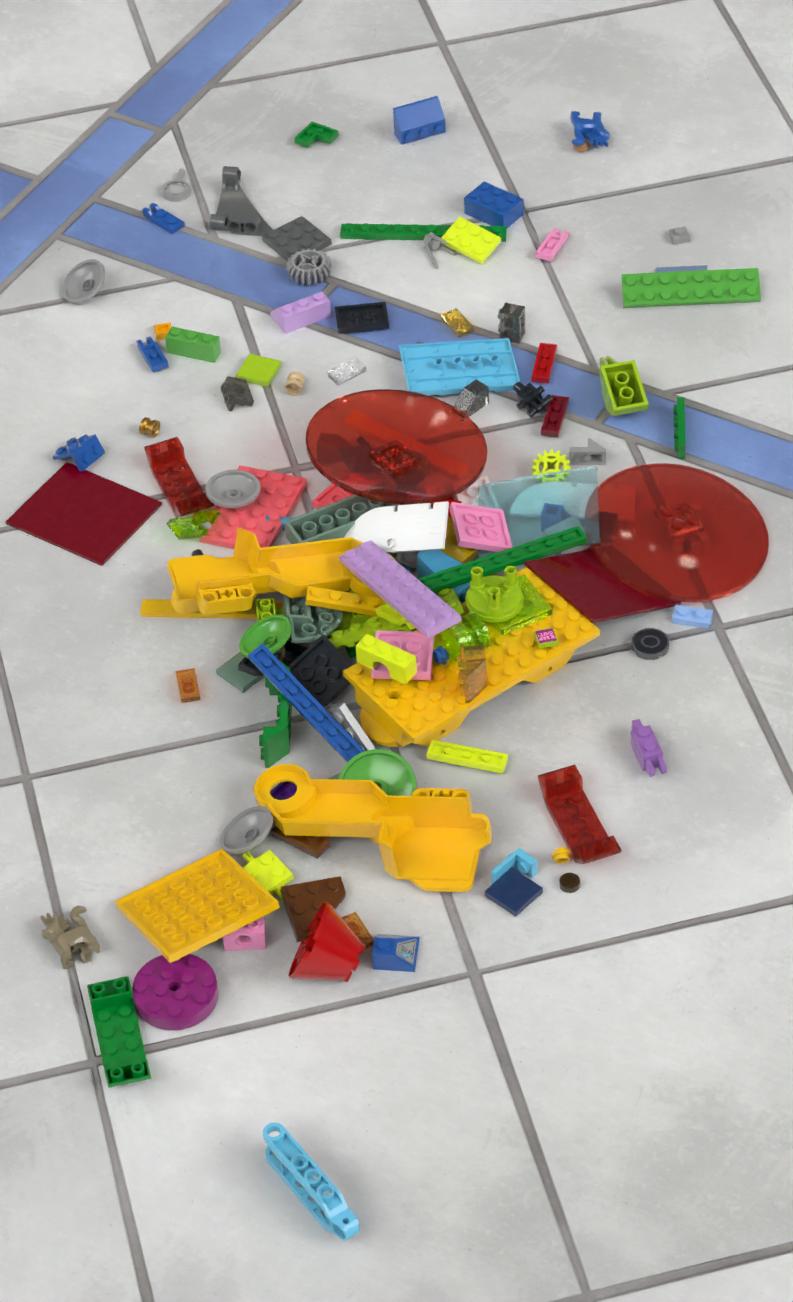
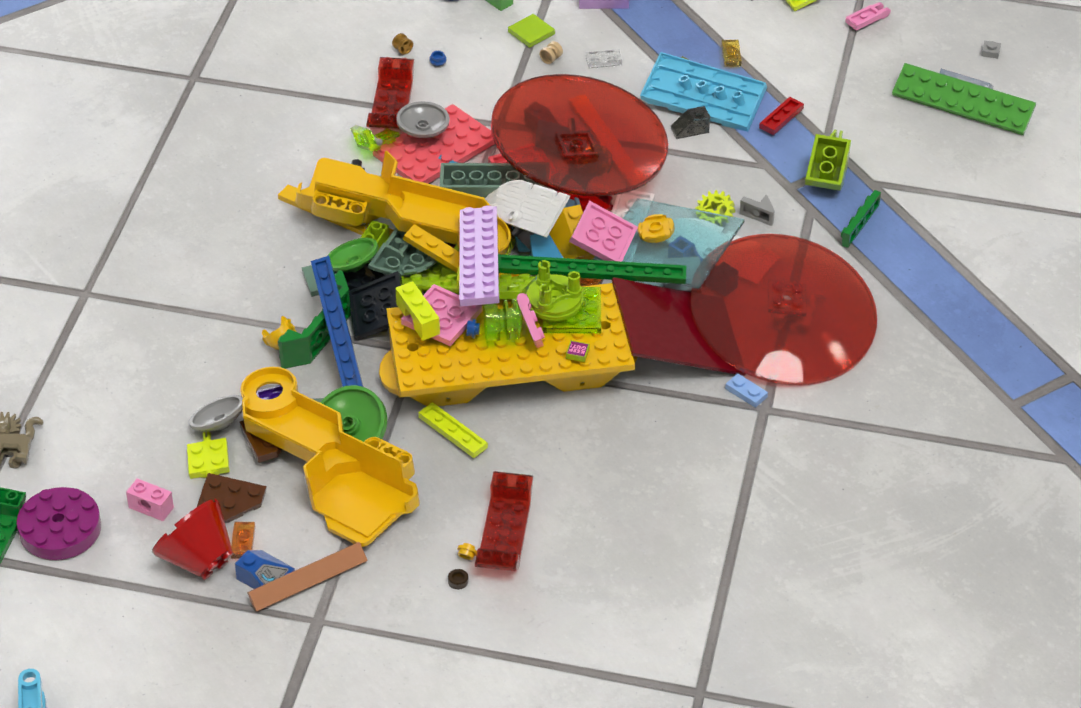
camera: 25 degrees right, 0 degrees up
(82, 450) = (332, 43): blue bracket -> none
(84, 513) = (298, 95): dark red piece -> none
(188, 685) = (268, 271): clear orange plate -> none
(192, 428) = (438, 58): none -> blue plate
(196, 905) = (125, 457): yellow plate -> none
(236, 392) = (497, 42): clear smoke bracket -> none
(249, 738) = (272, 338): none -> yellow cap
(346, 719) = (364, 363): light grey plate -> none
(361, 317) = (651, 18): black plate -> none
(438, 938) = (307, 576): none -> nougat tile
(472, 671) = (483, 353): clear yellow slope -> none
(500, 636) = (530, 319): none -> bright pink hinge
(512, 322) = (775, 69): clear smoke brick -> none
(513, 891) = (403, 565): dark blue tile -> none
(518, 859) = (417, 539): medium azure bracket -> none
(519, 505) = (656, 228): none -> yellow tile
(531, 398) = (744, 141): black piece -> none
(555, 416) = (755, 165): dark red plate -> none
(646, 748) = (612, 489): medium lavender hinge -> none
(650, 643) = (689, 398): tile -> none

